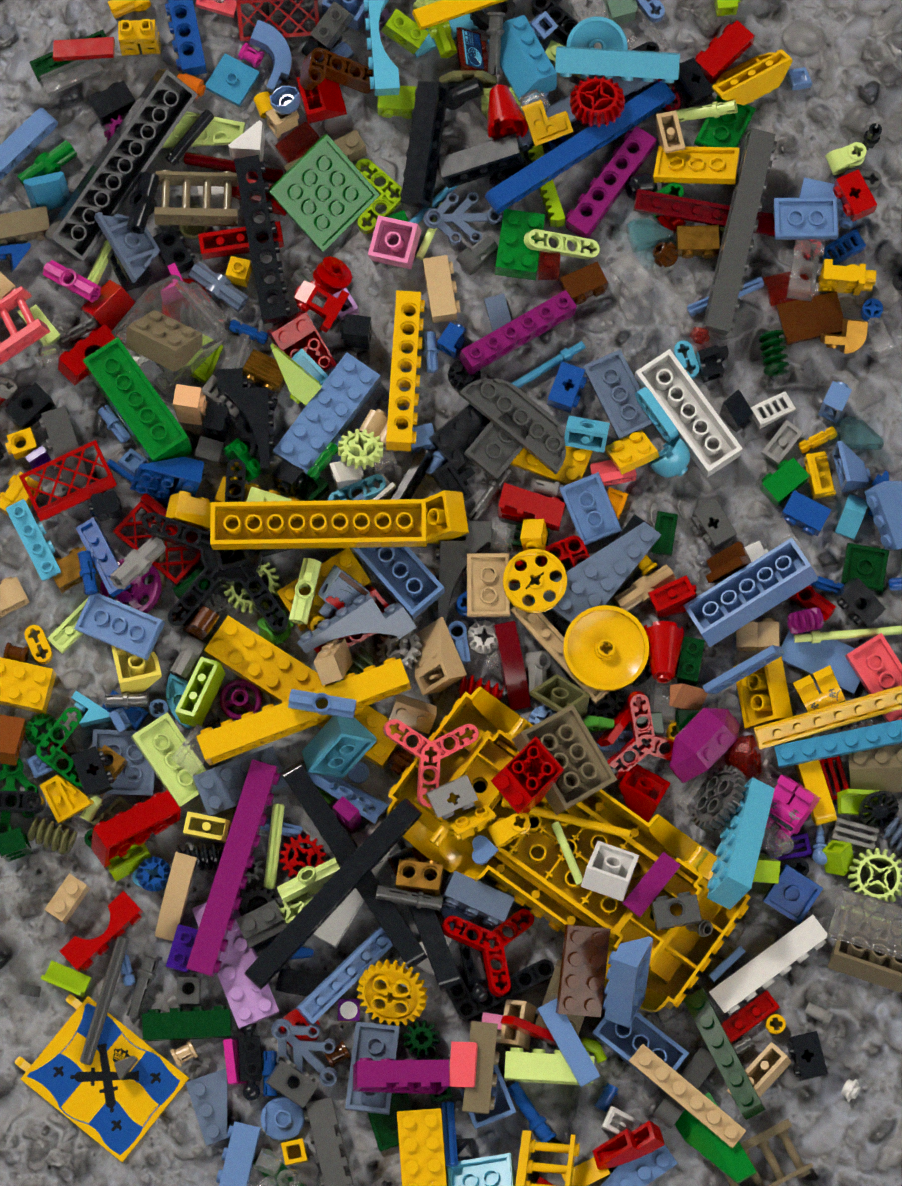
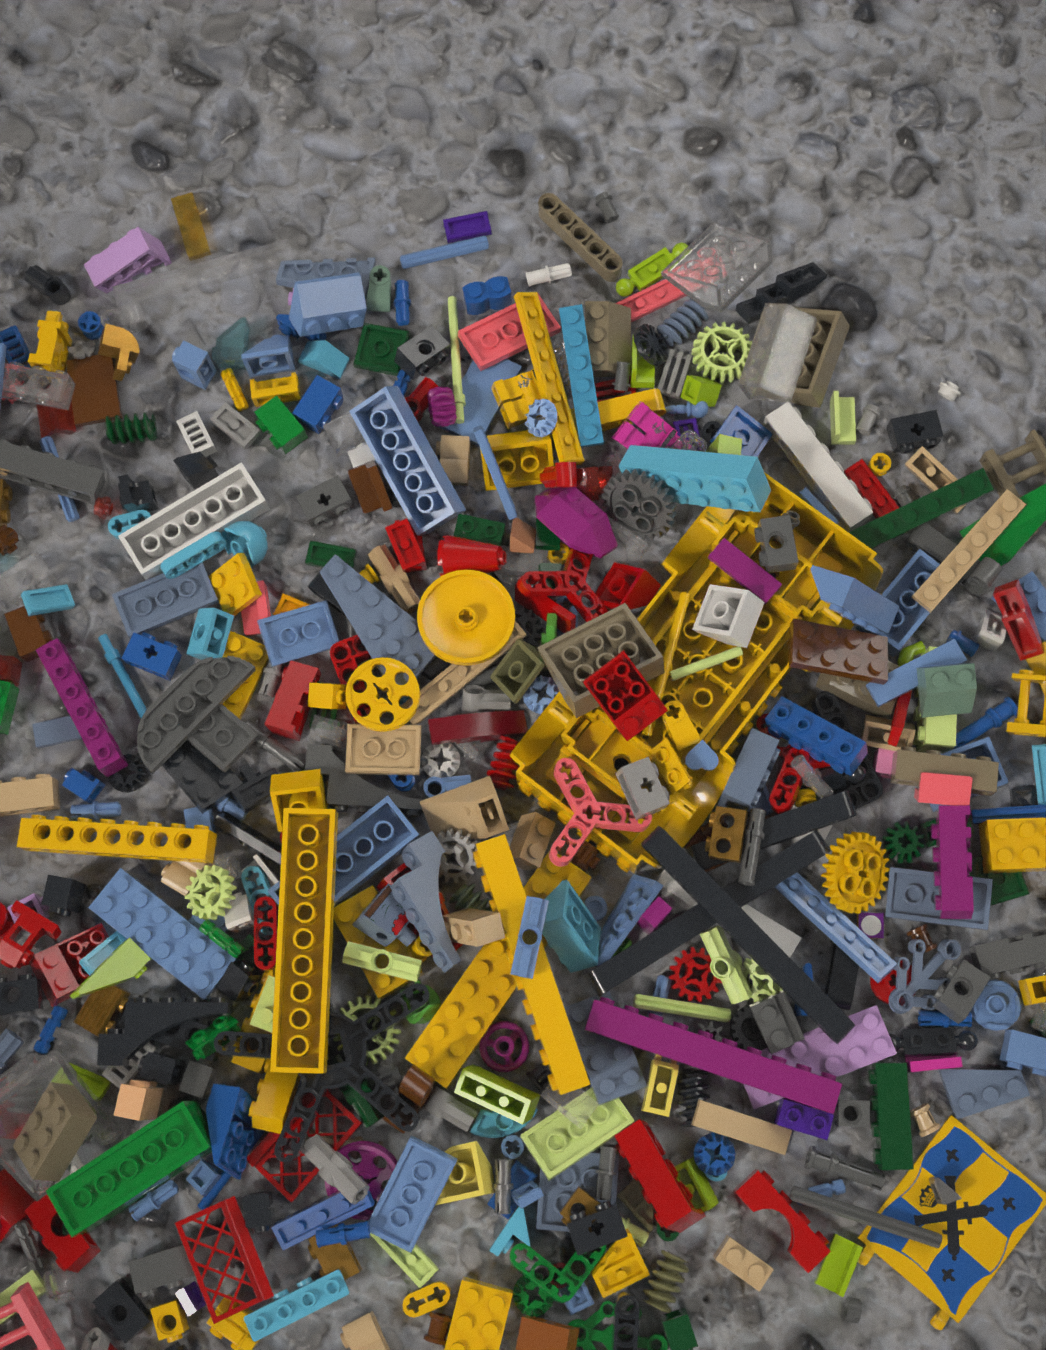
camera: 85 degrees left, 0 degrees up
(137, 783) = (605, 1173): none -> dark grey axle
(333, 489) = (272, 914): none -> red beam
(458, 951) = (805, 797): none -> yellow bush
(472, 952) = (811, 777): none -> clear pin
(510, 954) = (816, 736): none -> blue brick
(552, 1066) = (946, 689): none -> sand green slope
(612, 296) = (47, 600): none -> medium azure tile
(743, 727) = (560, 476): none -> red piece
(802, 712) = (542, 427): none -> light blue gear
(817, 989) = (842, 420): none -> yellowish green panel
(842, 783) = (622, 376): none -> dark grey pin
(848, 305) = (82, 349): none -> light grey plant

